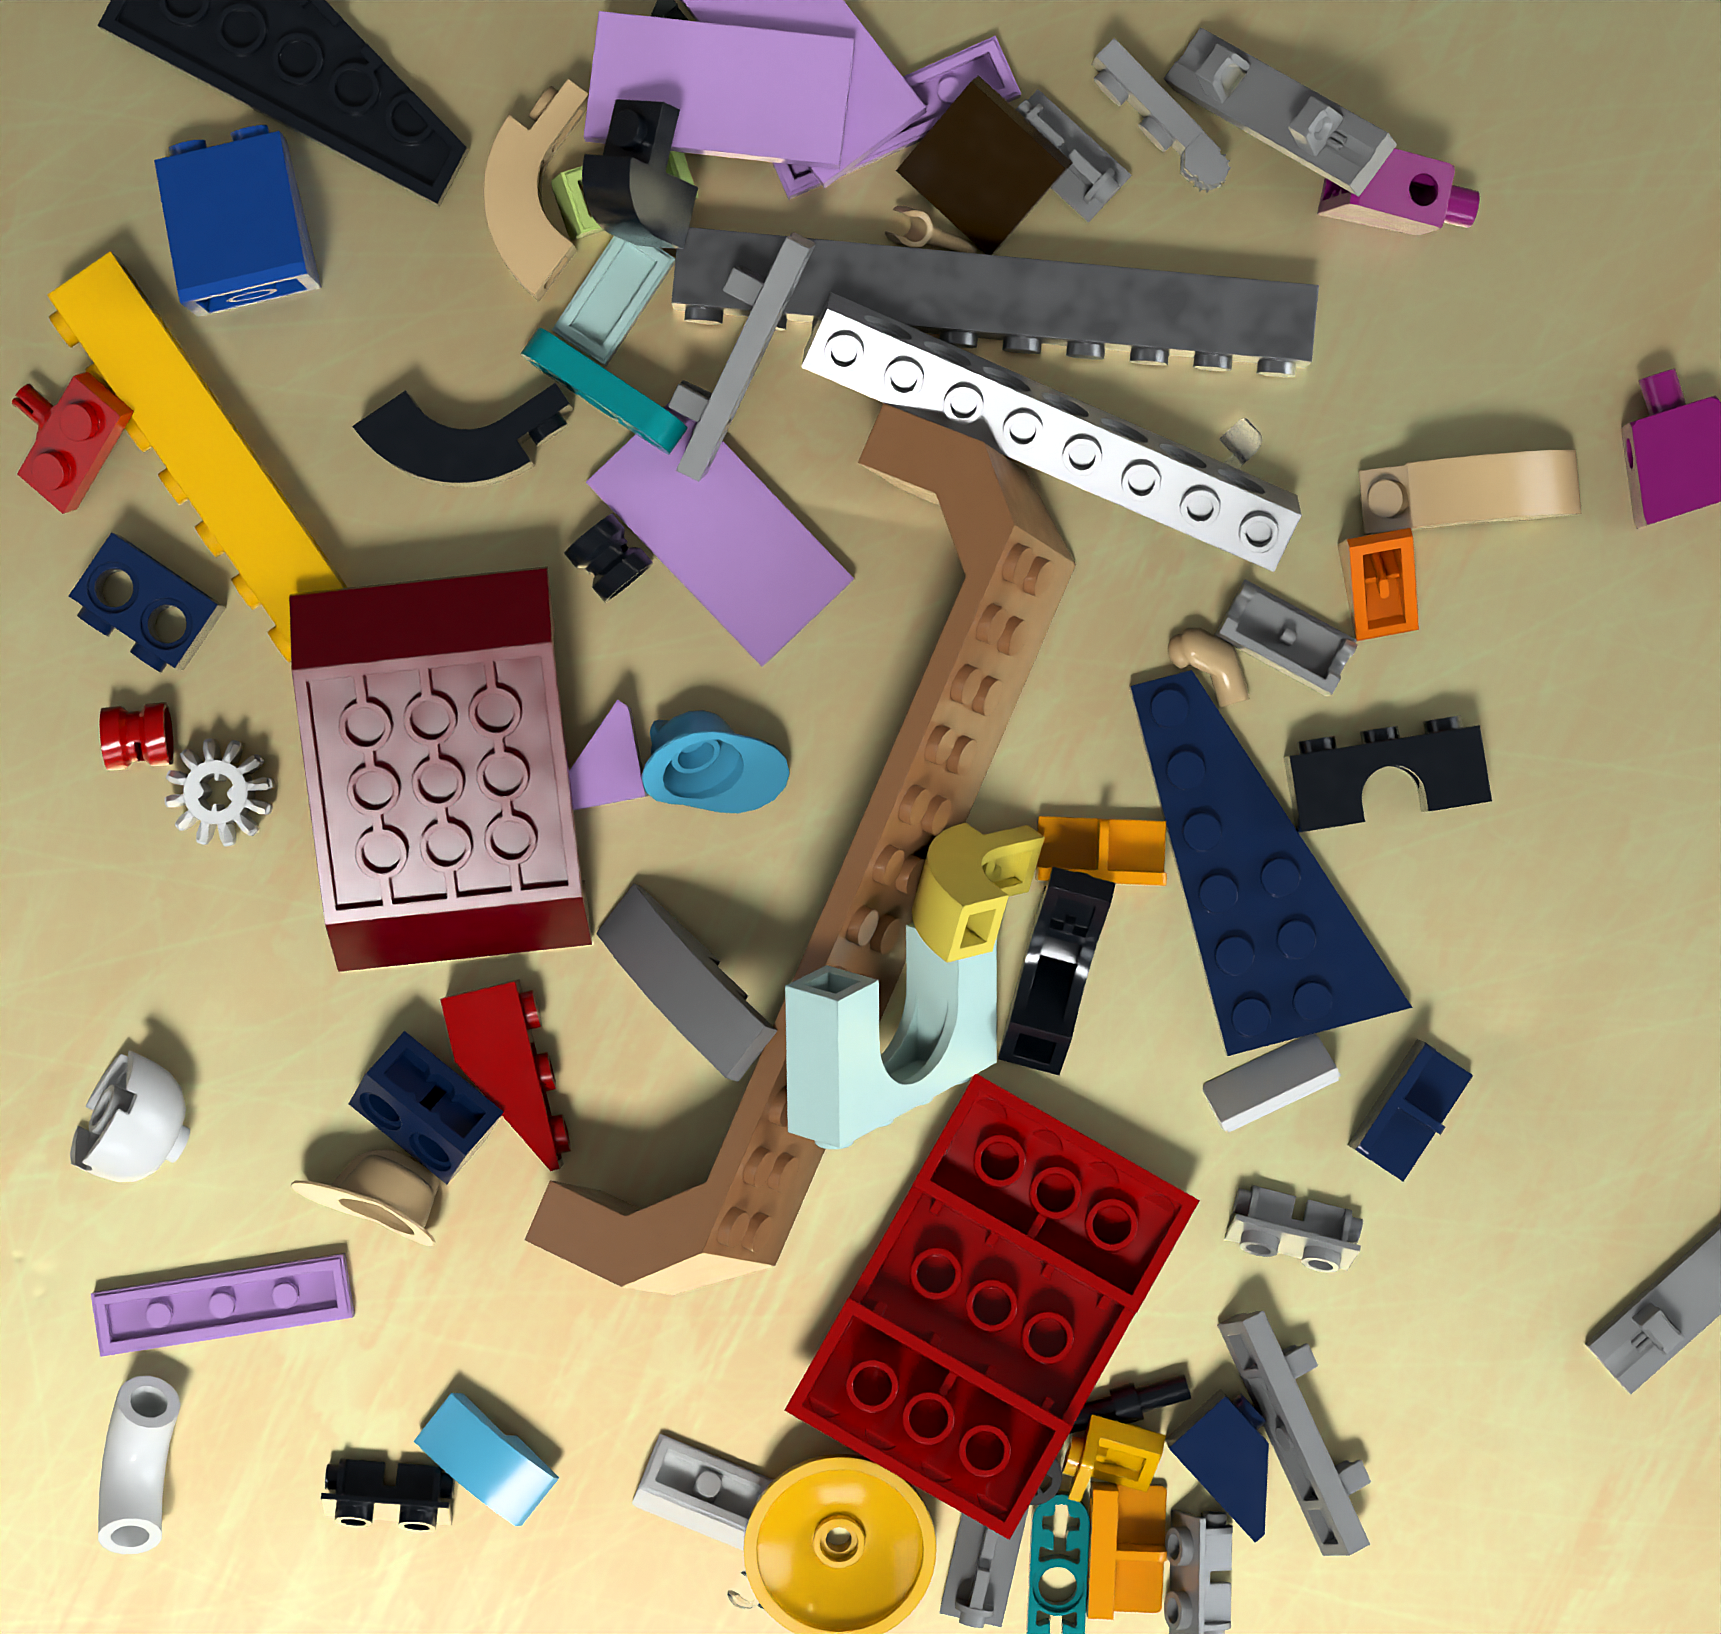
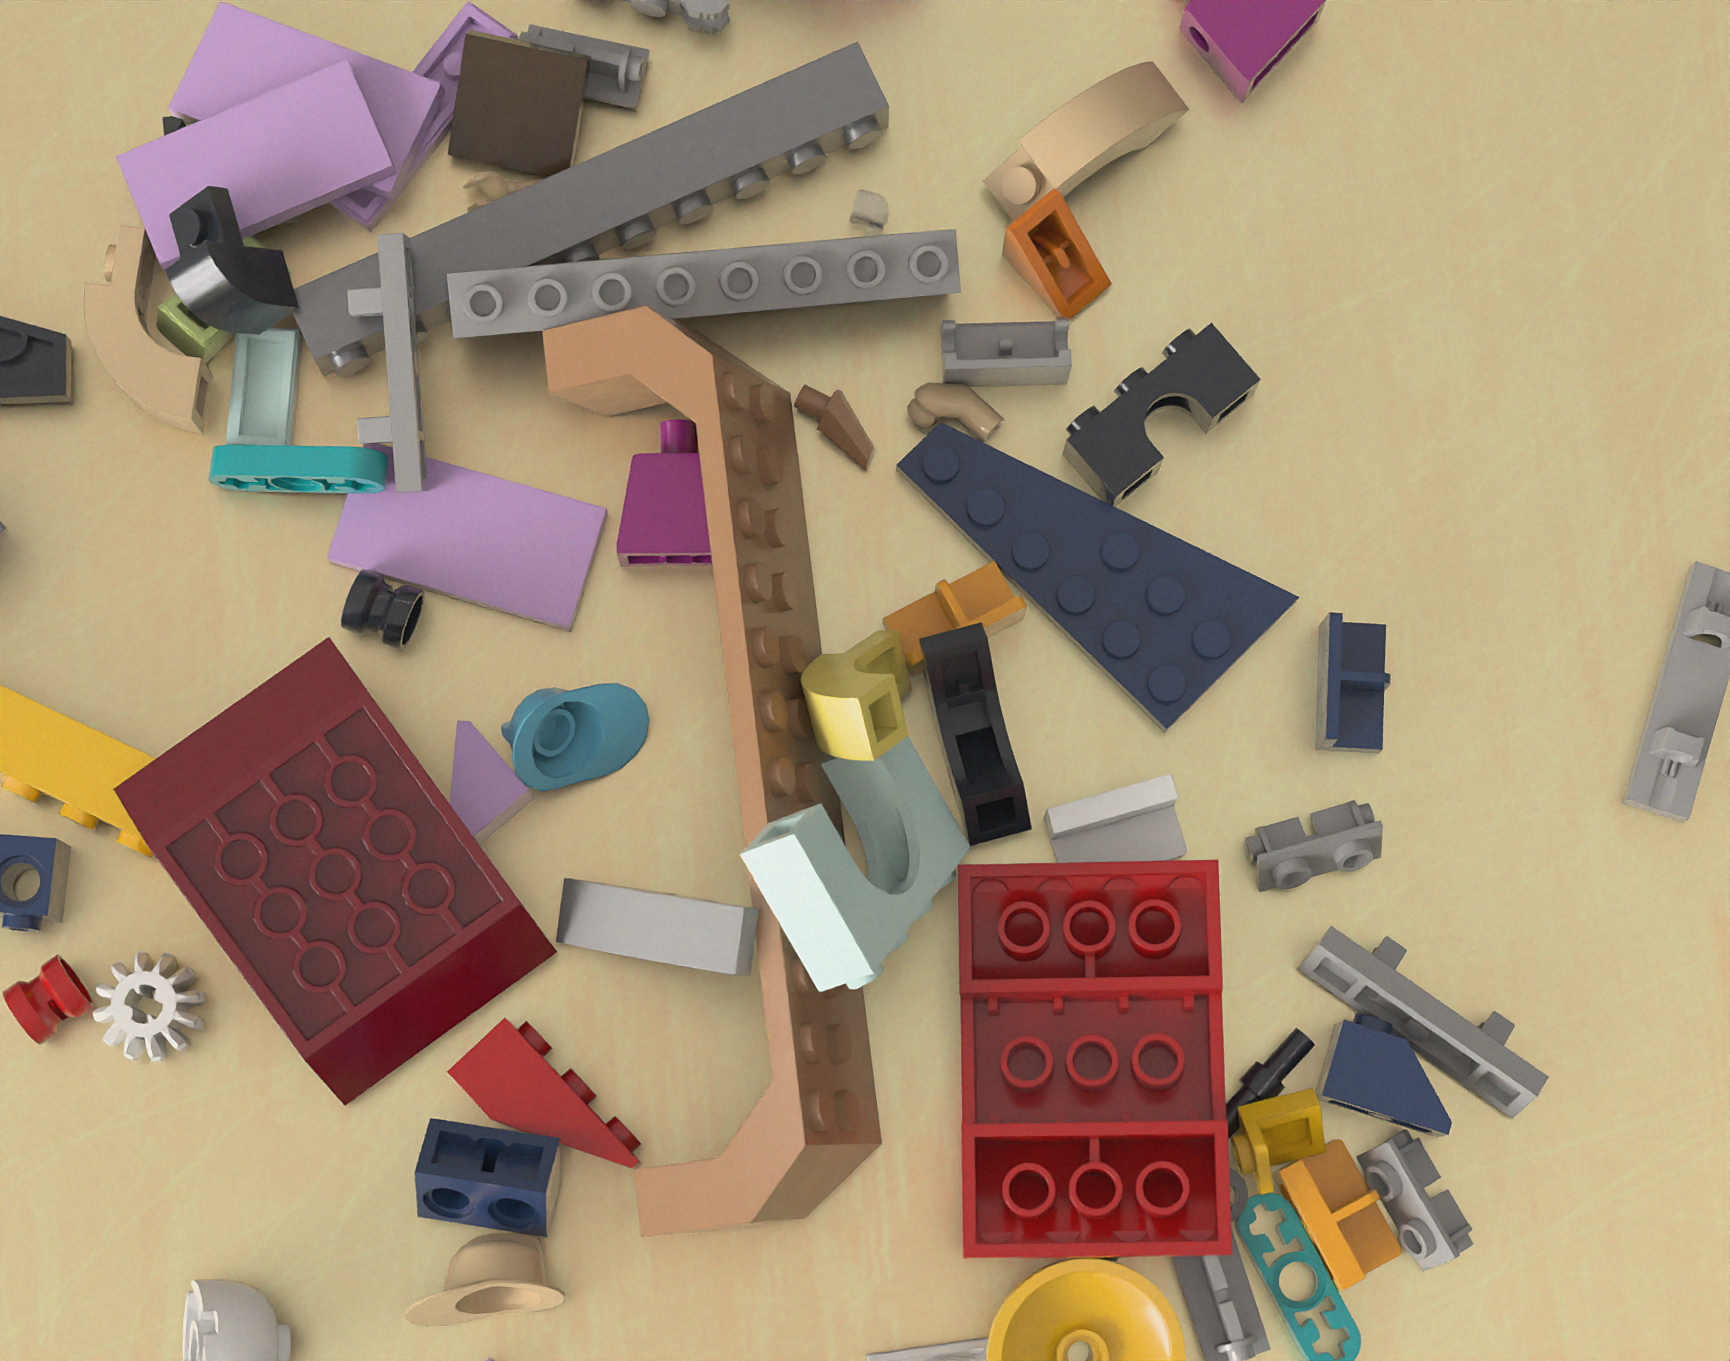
camera: 35 degrees left, 10 degrees down
(462, 456) = (205, 595): black arch -> none
(908, 608) = (666, 504): none -> magenta torso
(1101, 617) = (837, 422): none -> medium nougat bar
(1134, 1118) = (1119, 825): none -> white panel
(1270, 1082) = (1217, 730): white slope -> none

